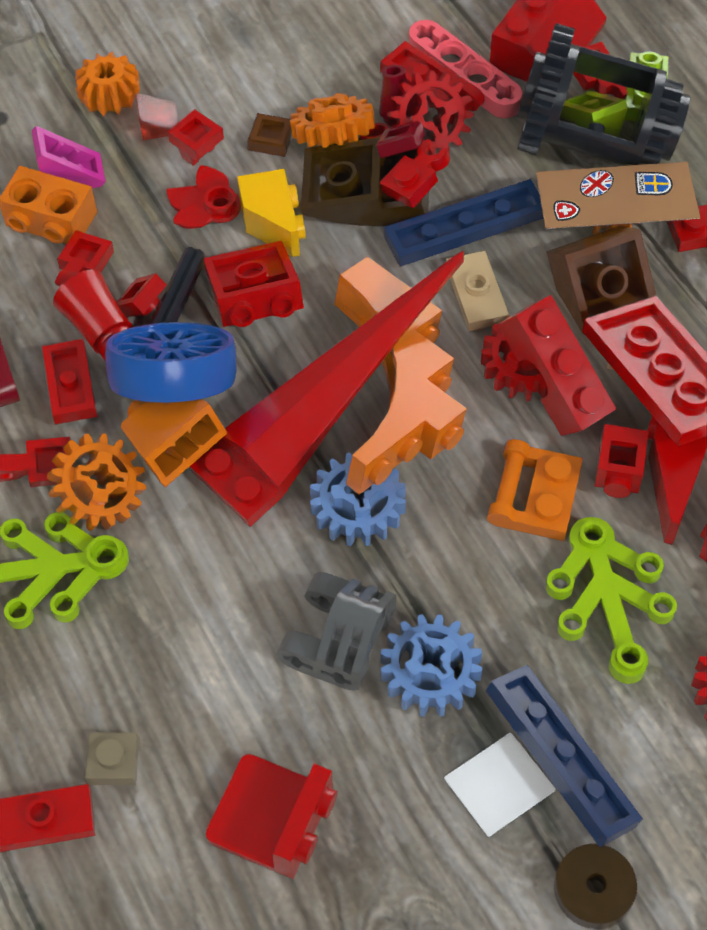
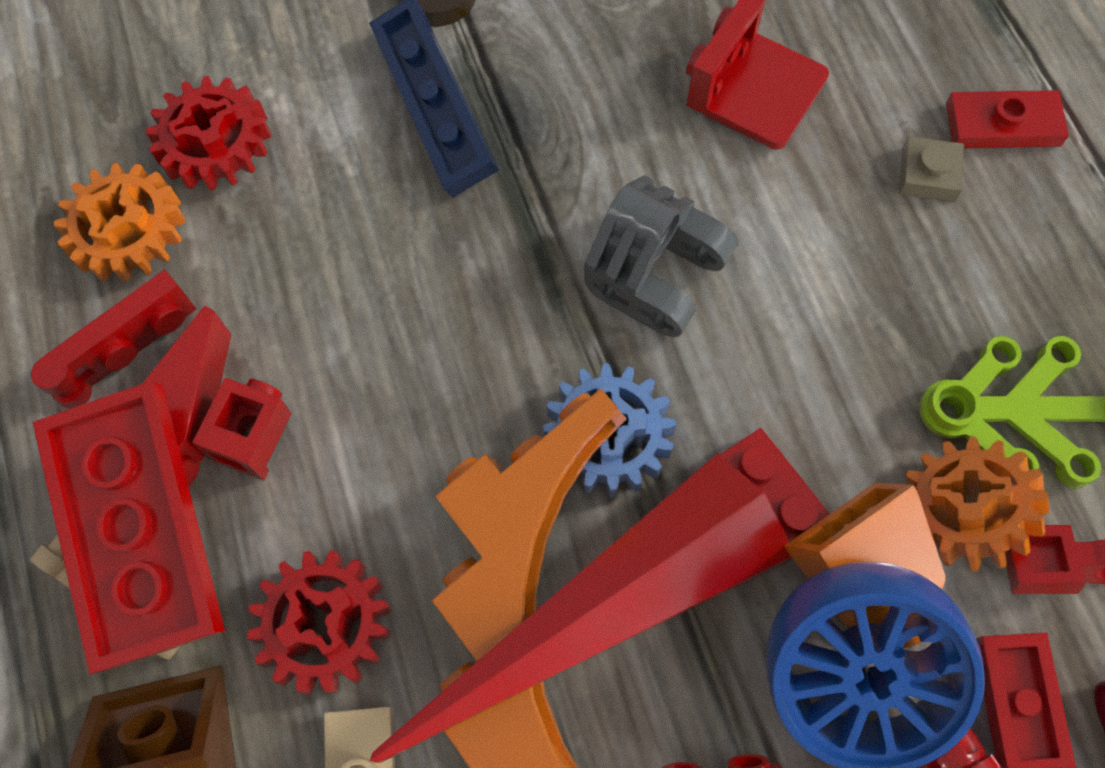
camera: 170 degrees left, 10 degrees up
(427, 684) = (541, 220): medium blue gear -> none
(499, 784) = (509, 94): white sticker -> none
(546, 340) = (280, 563): red arch -> none
(549, 496) = (352, 411): orange plate -> none
(609, 589) = (323, 270): lime plant -> none

